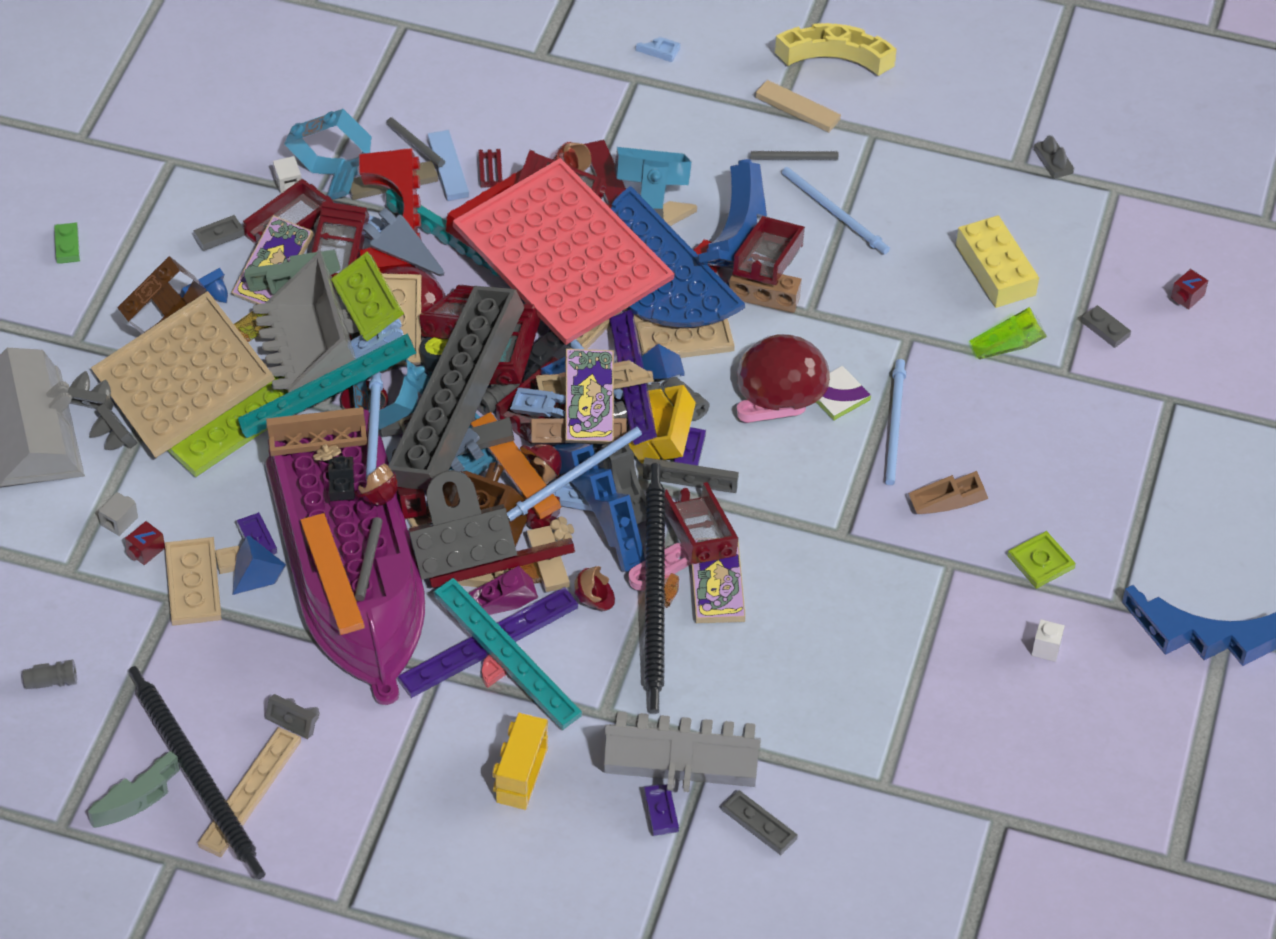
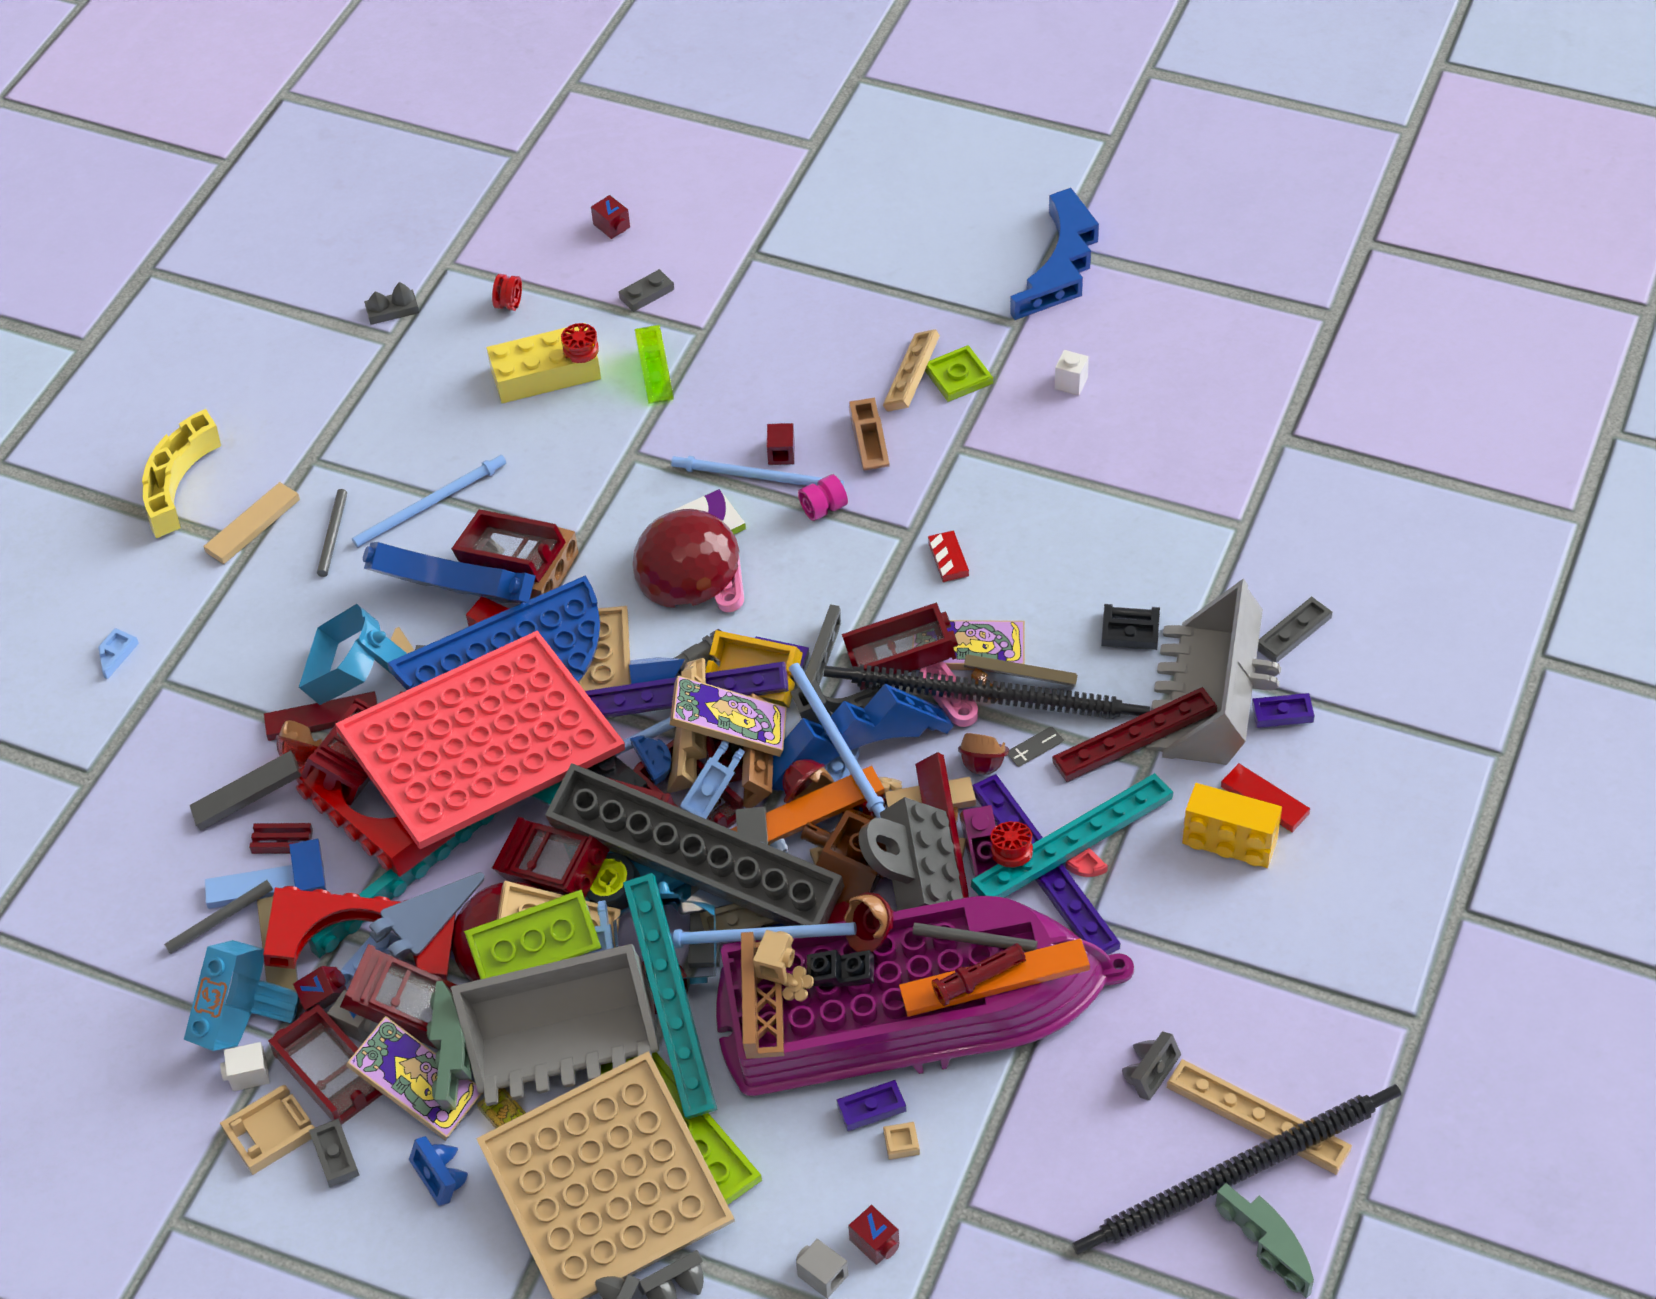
camera: 80 degrees left, 0 degrees up
(162, 293) = (475, 1199): reddish brown piece -> none
(193, 581) = (933, 1182): tan tile -> none
(242, 200) = (273, 1127): none -> tan container
(255, 567) = (922, 1105): blue slope -> none
(321, 547) = (966, 979): none -> dark red pin
(344, 430) = (774, 956): none -> tan brick
(347, 196) = (320, 987): none -> dark red brick
(458, 182) = (307, 865): none -> blue tile
(484, 601) = (1012, 844): none -> red wheel
(524, 134) = (245, 790): none -> dark grey tile
(567, 798) = (1249, 784): none -> red tile
(614, 633) = (1035, 746): none -> dark grey sticker
(618, 688) = (1134, 734): none -> dark red tile
(683, 612) = (1020, 670): none -> dark tan tile
(739, 695) = (1128, 631): none -> black plate
(816, 561) = (948, 556): none -> red tile
(865, 464) = (825, 496): none -> dark pink wheel
(928, 431) = (780, 444): none -> dark red brick
(1000, 270) = (580, 345): none -> red wheel
(1035, 521) = (911, 370): none -> tan tile
(1076, 227) = (507, 292): none -> red wheel

